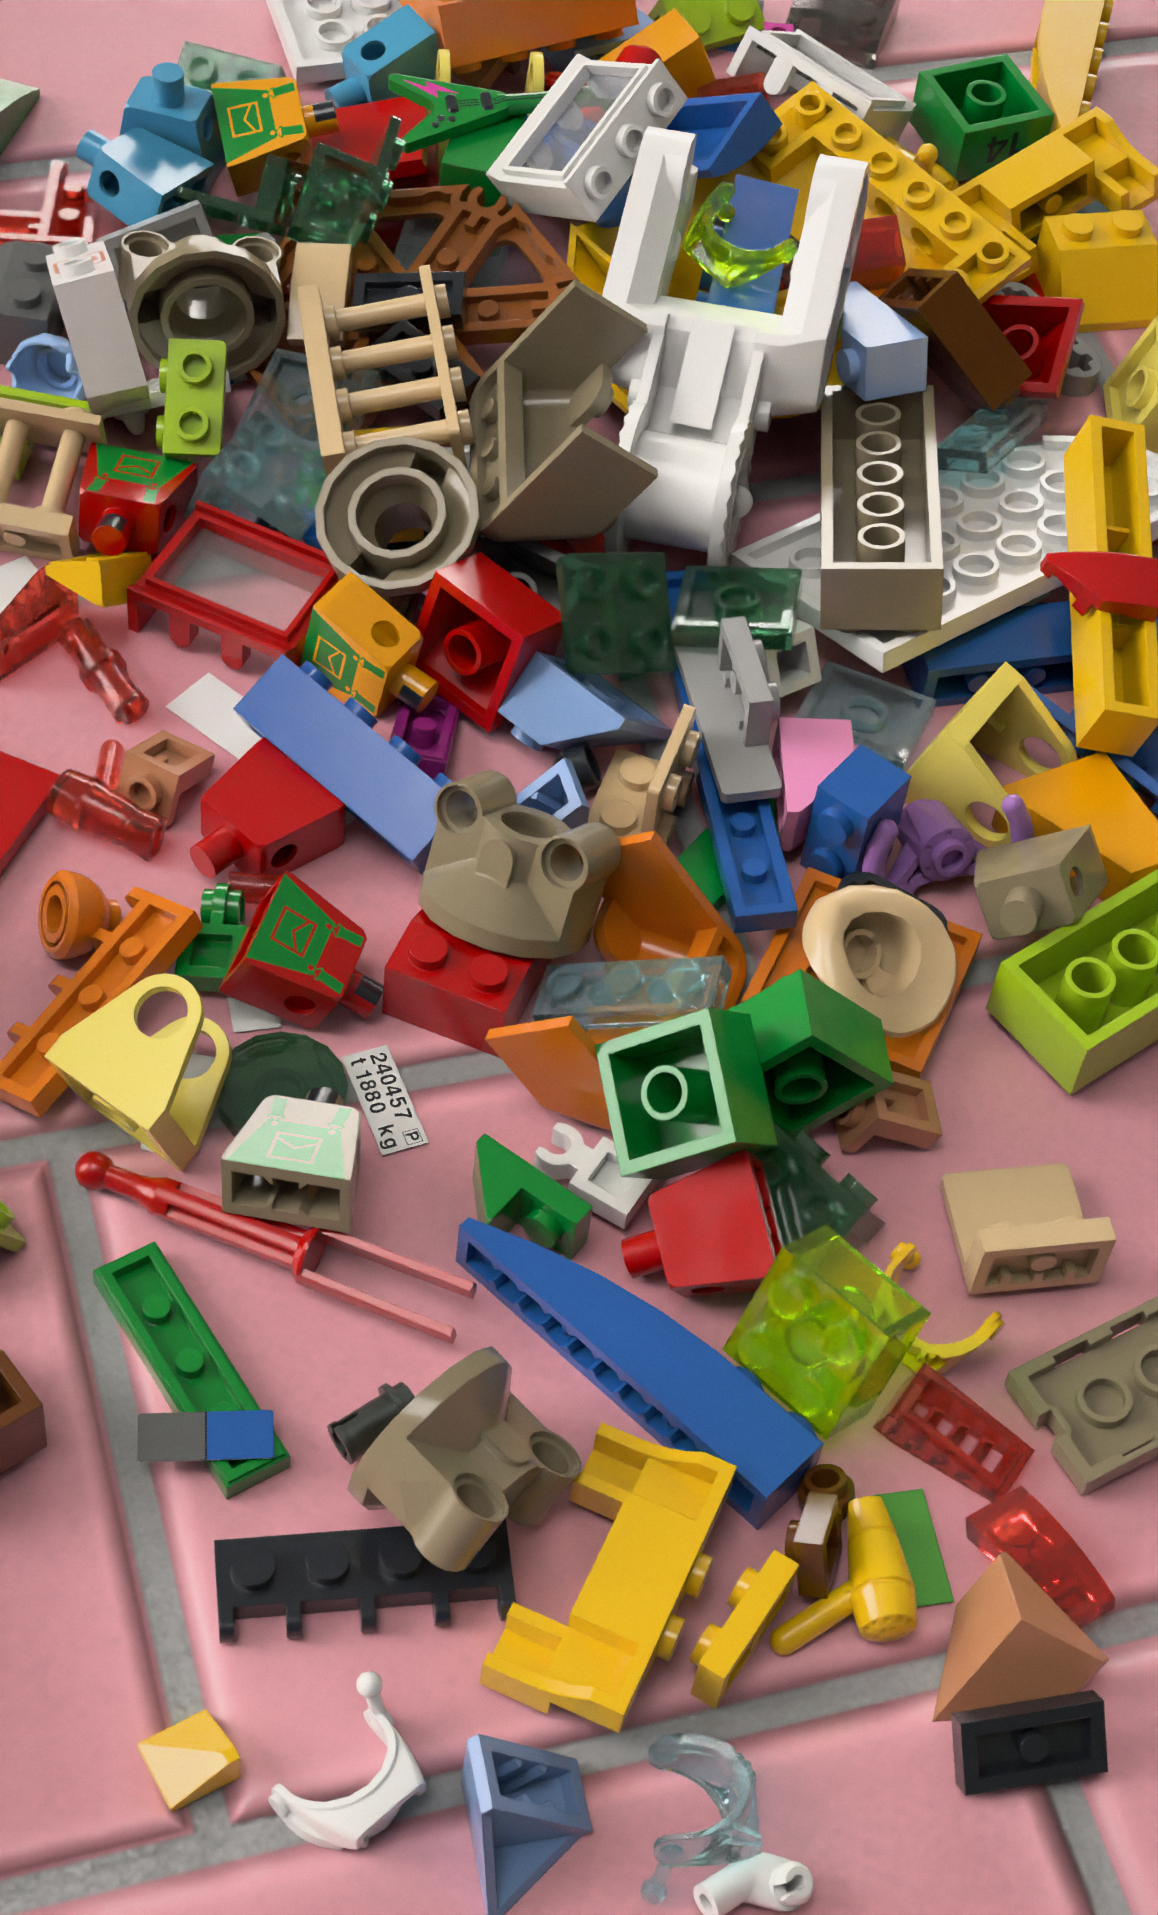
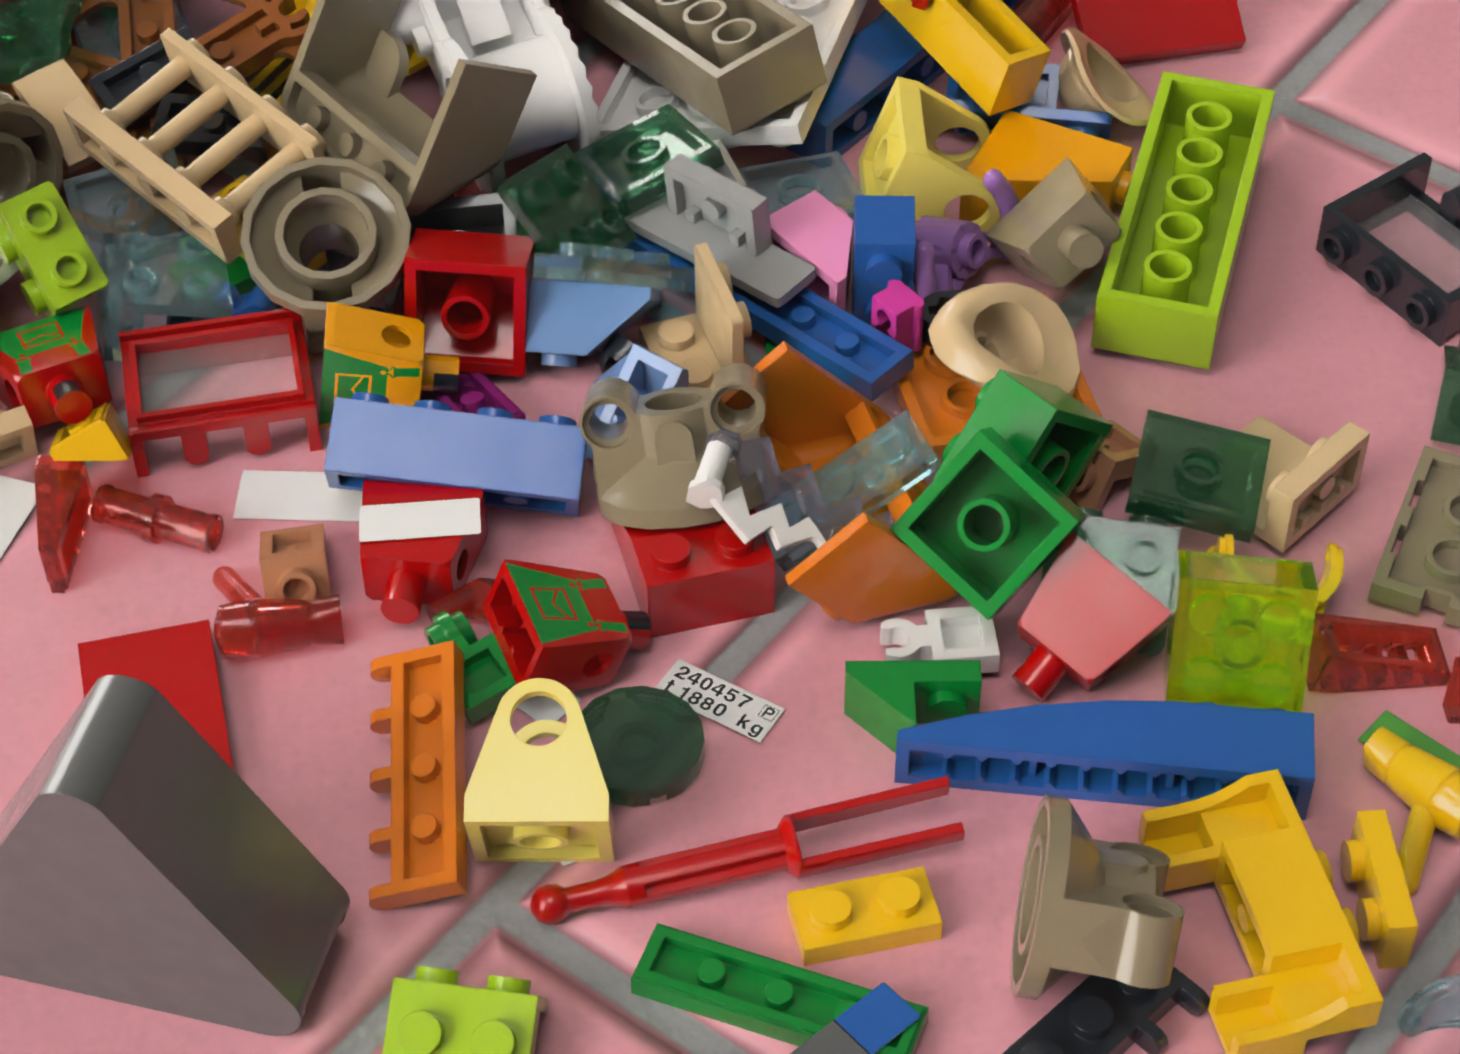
camera: 30 degrees left, 5 degrees down
(72, 912) = (333, 719): orange brick -> none
(272, 797) = (419, 519): none -> white sticker
(296, 1162) = (733, 775): dark tan torso -> none
(318, 1348) = (864, 915): none -> yellow plate
(361, 1427) = (971, 921): pearl dark grey pin -> none
(555, 916) = (759, 457): none -> piece
(607, 684) = (612, 266): none -> clear light blue plate
(814, 871) = (899, 314): none -> dark pink piece
(817, 1537) = (1365, 780): reddish brown plate -> none
(943, 1177) = (1198, 475): none -> clear green plate

